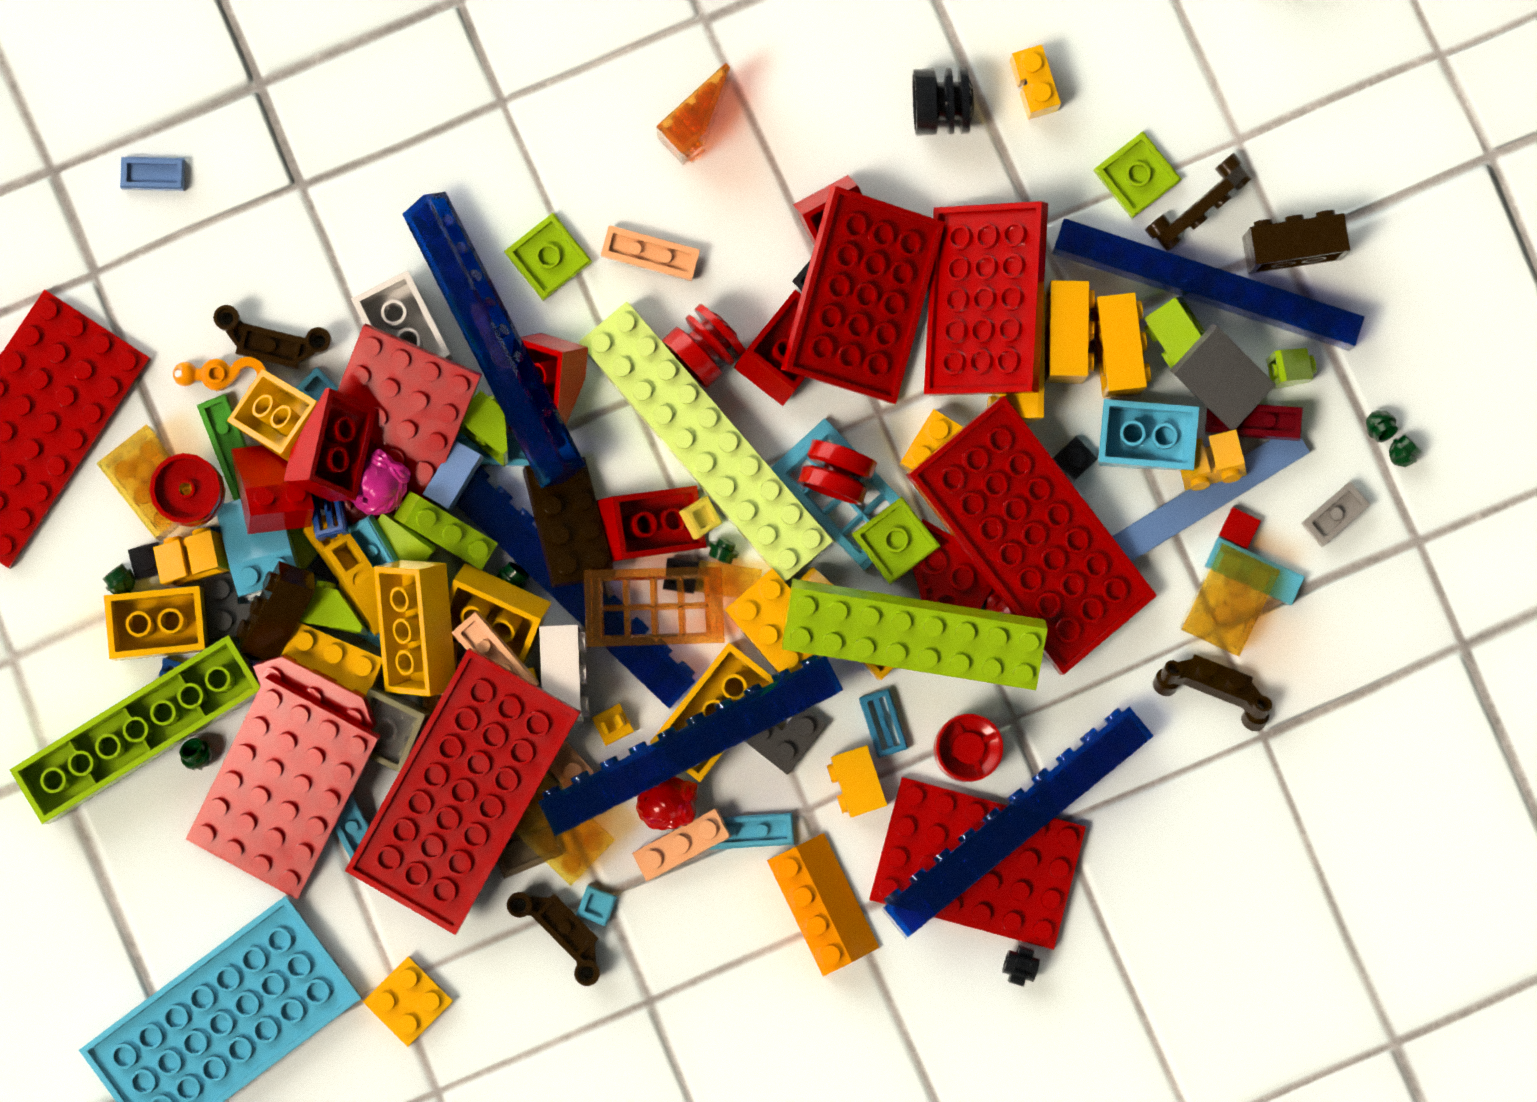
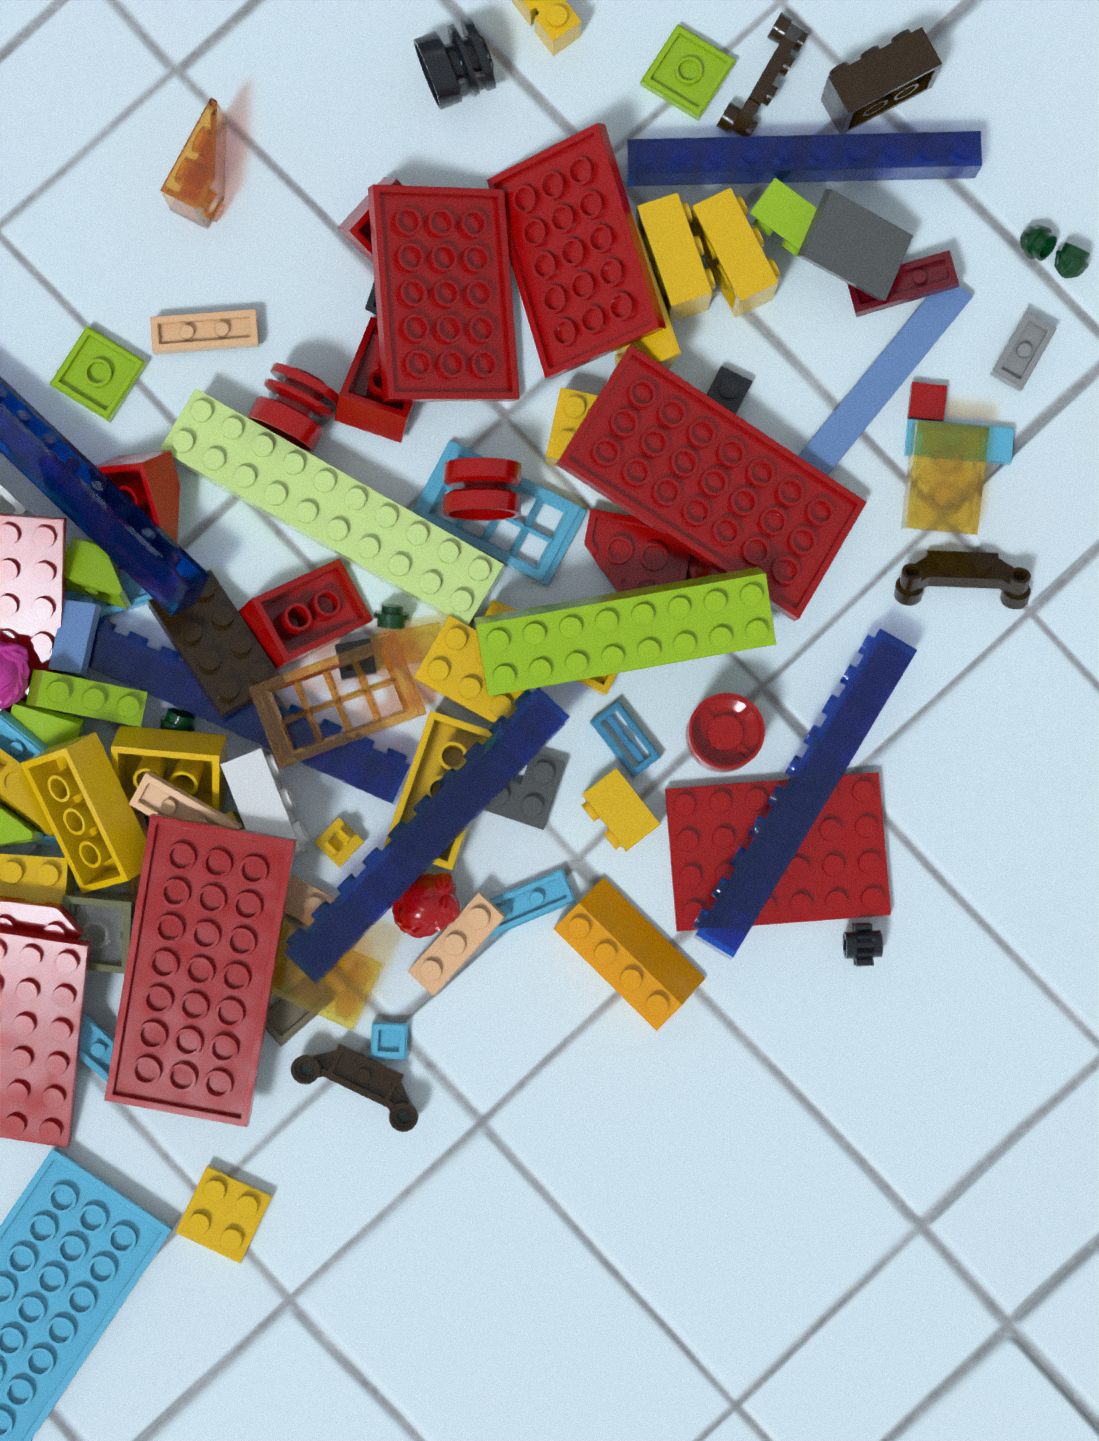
camera: 10 degrees left, 0 degrees up
(700, 517) = (355, 590): light yellow tile -> none
(896, 540) = (570, 541): lime tile -> none
(1148, 435) = (797, 336): medium azure slope -> none
(1216, 463) = (869, 348): yellow piece -> none
(1291, 367) = (921, 213): lime slope -> none

